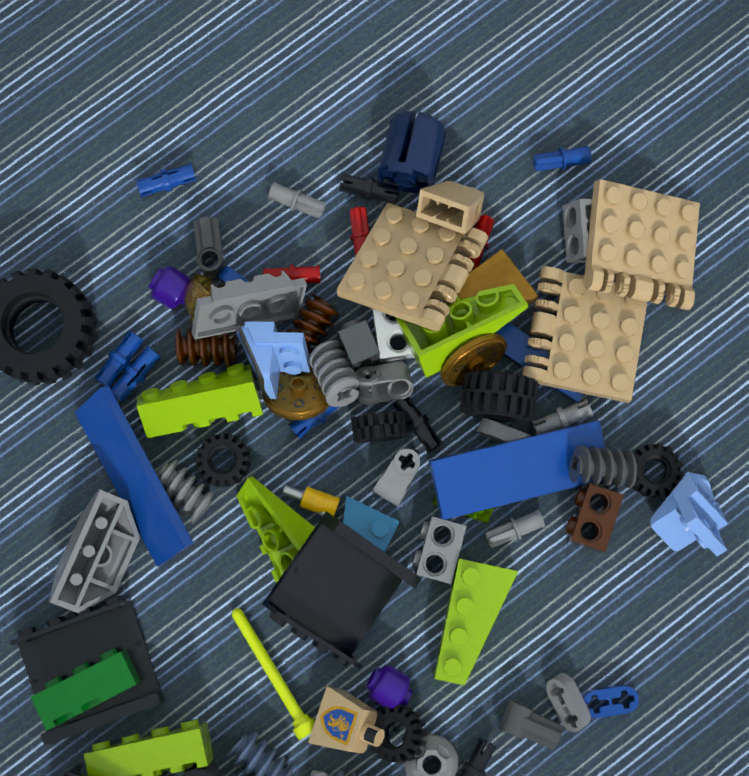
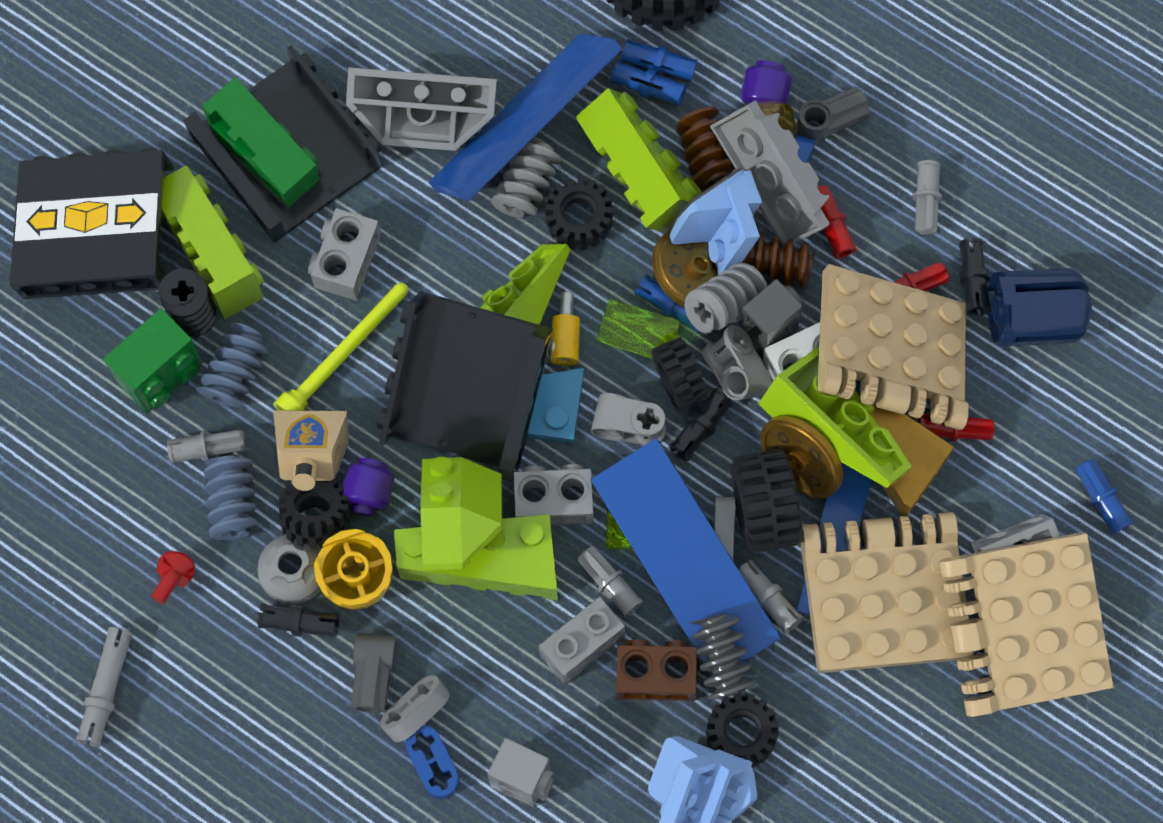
camera: 75 degrees right, 10 degrees down
(166, 180) = (895, 42): blue pin -> none
(200, 641) = (353, 255): none -> light grey brick
(330, 446) = (636, 328): none -> clear neon green slope
(439, 626) = (457, 511): none -> lime wedge
(450, 205) = (987, 372): tan torso -> none
(455, 718) = (354, 569): none -> yellow cylinder
(556, 564) = (582, 640): none -> light grey brick
(645, 640) = (521, 773): none -> light grey brick

